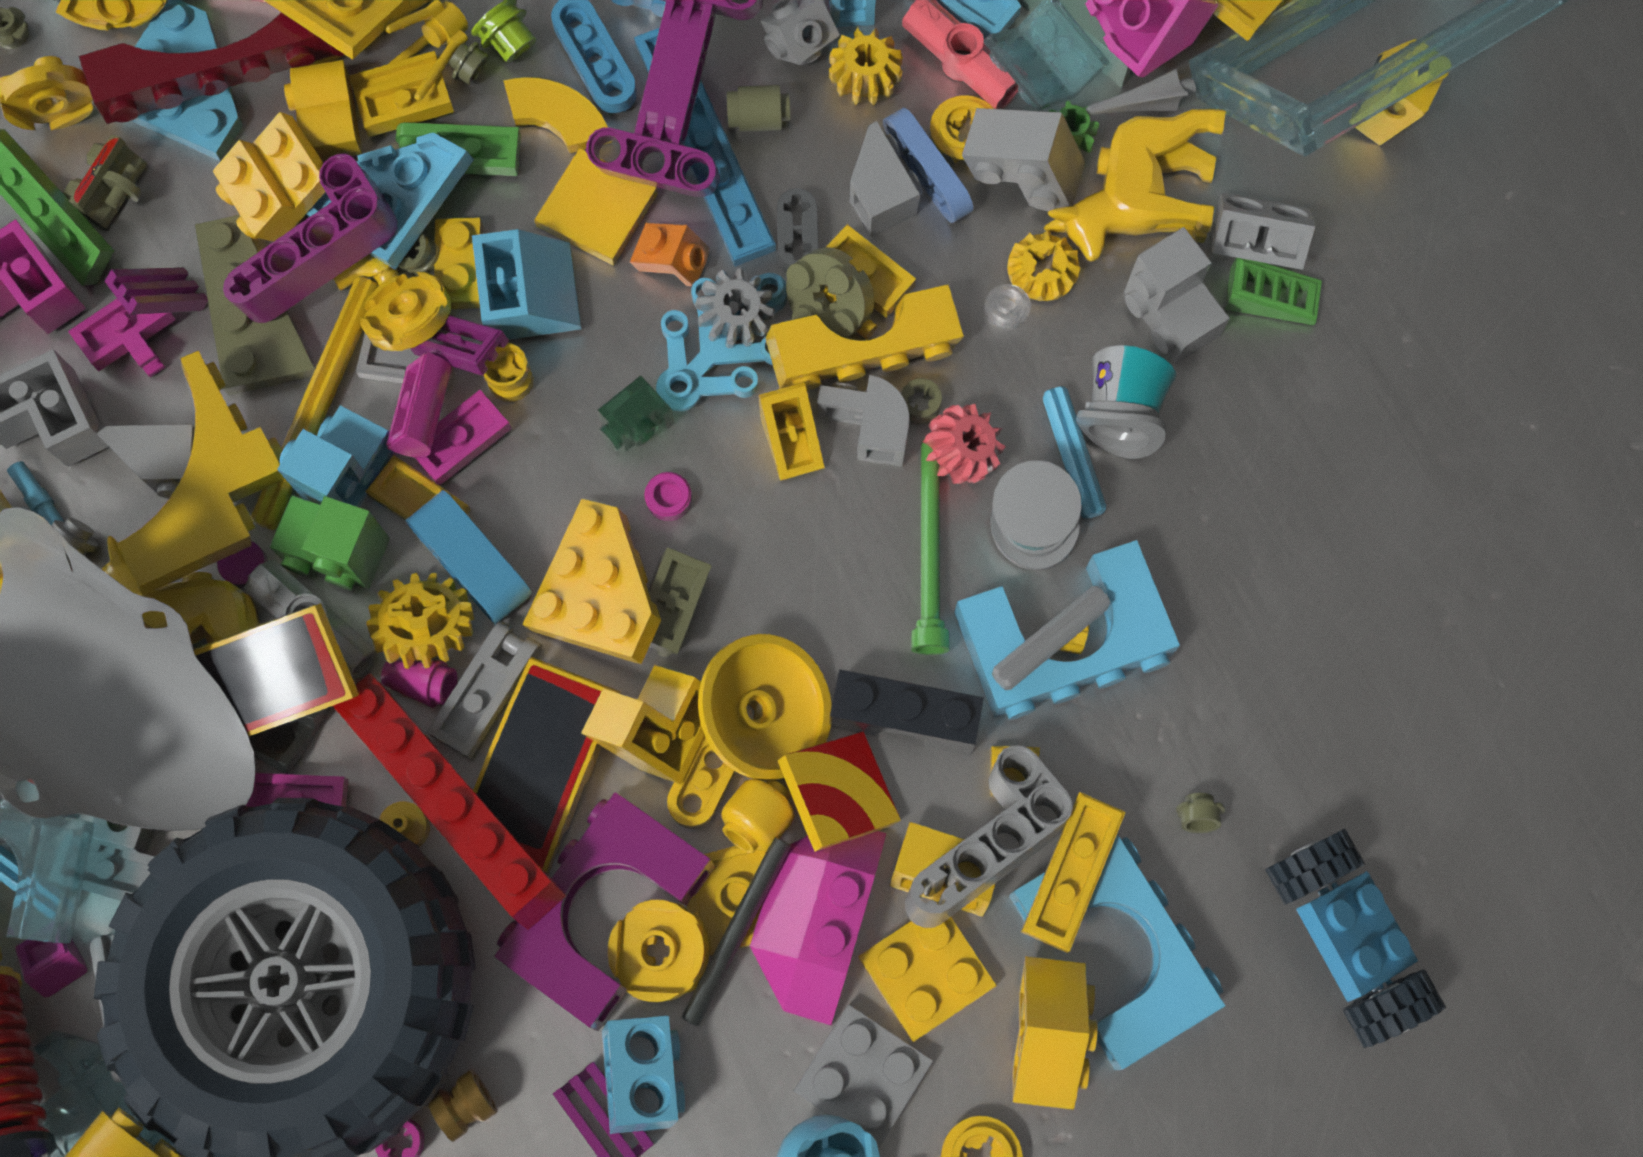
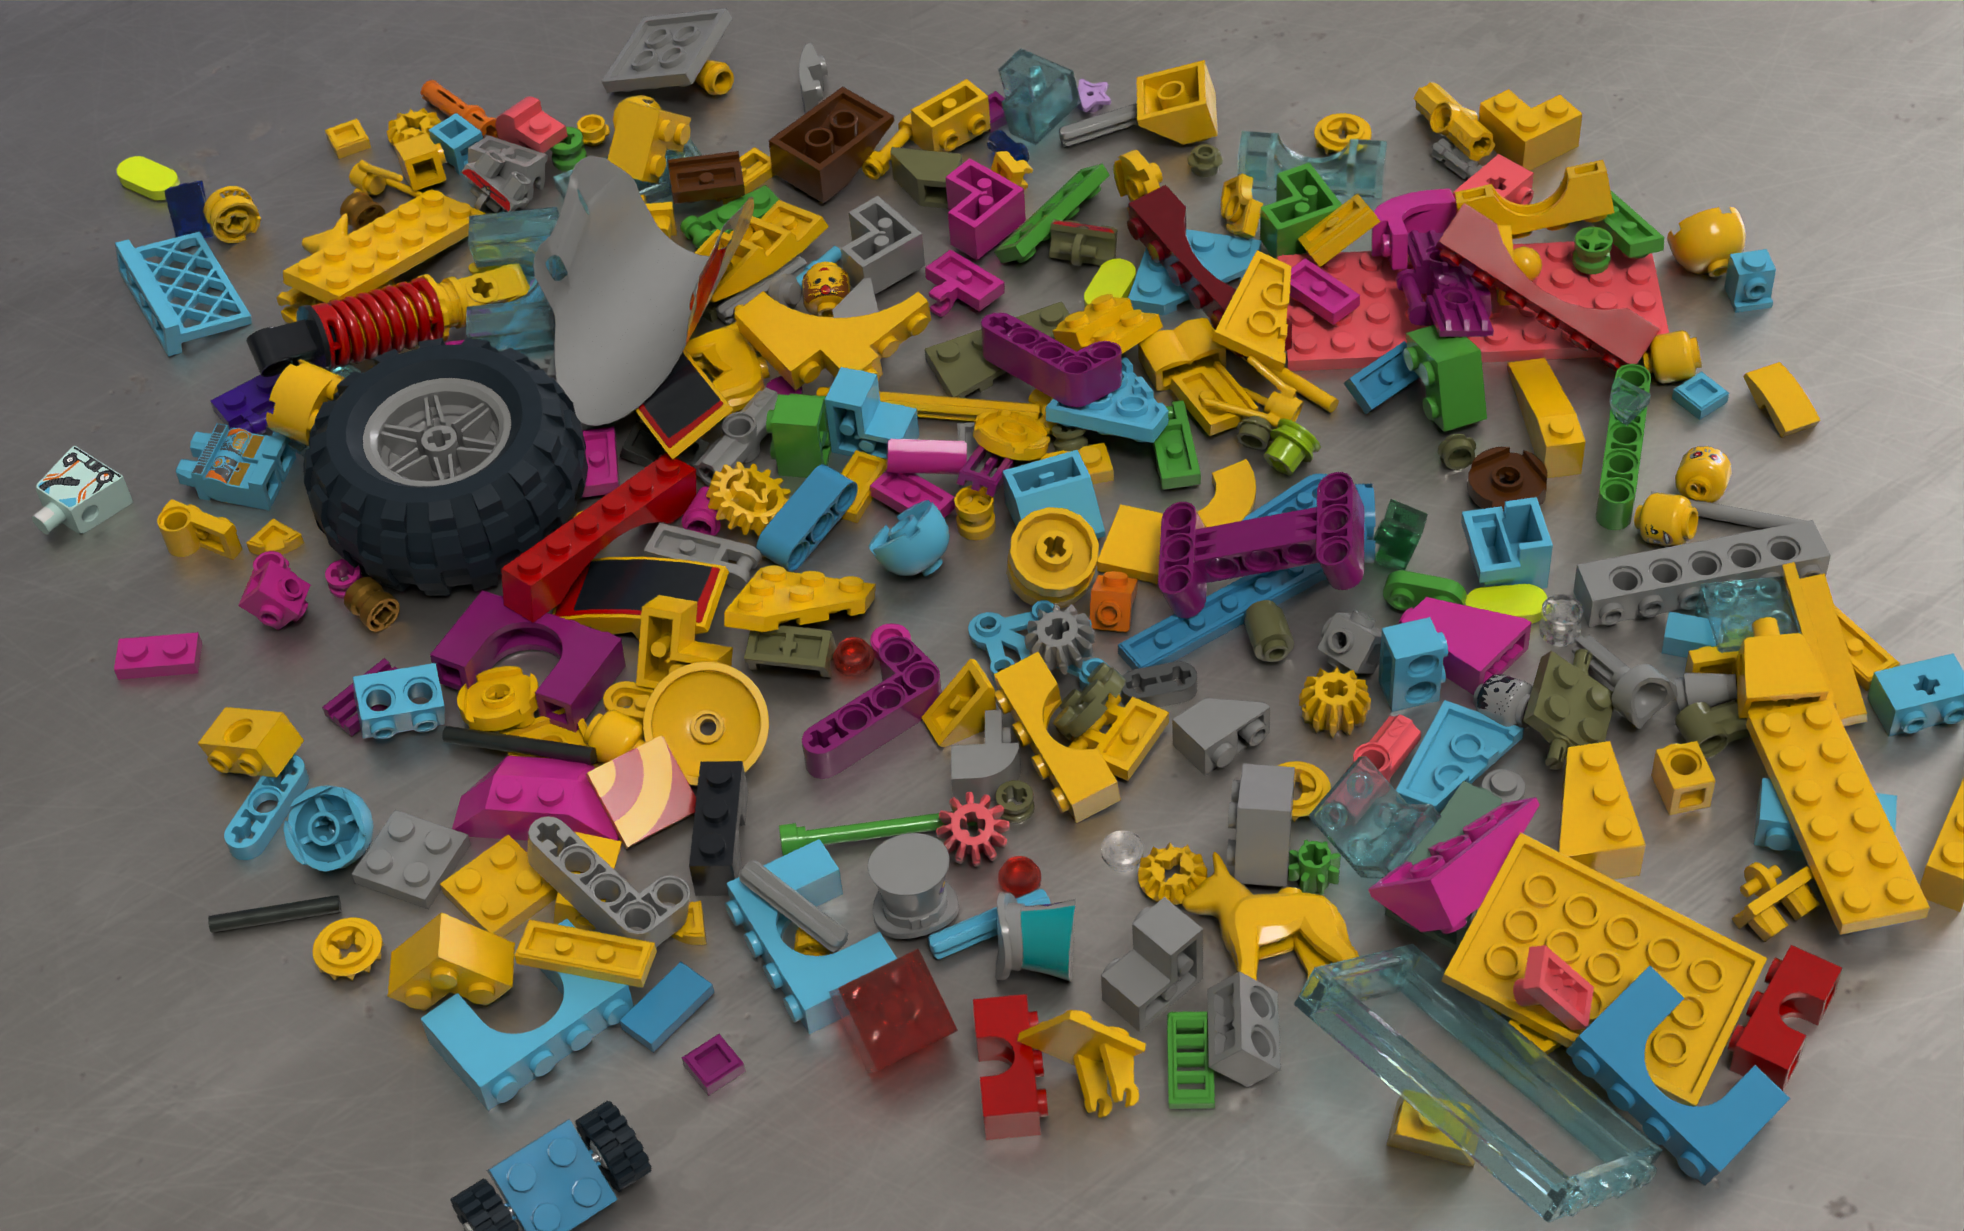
camera: 85 degrees right, 25 degrees down
(88, 486) = (824, 288): none -> yellow head
(154, 284) = (994, 281): magenta tile -> none
(182, 169) = (1113, 278): none -> neon yellow tile
(539, 443) = (913, 542): none -> medium azure cylinder
(617, 295) = (1052, 557): none -> yellow wheel
(634, 415) = (954, 599): clear green brick -> none
(683, 535) = (853, 656): none -> clear red plate
(777, 529) = (878, 715): none -> magenta beam
(929, 165) = (1265, 748): medium blue beam -> none
(1022, 413) = (1019, 876): none -> clear red plate
(1113, 783) = (667, 1006): none -> dark azure tile
(1157, 95) = (1373, 929): light grey piece -> none
(1197, 555) = (893, 1011): none -> clear red brick
(1200, 757) = (713, 1064): none -> magenta tile
(1200, 813) = (659, 1065): olive plate -> none
(1281, 372) = (1095, 1053): none -> yellow plate
(1300, 457) = (1010, 1098): none -> red arch

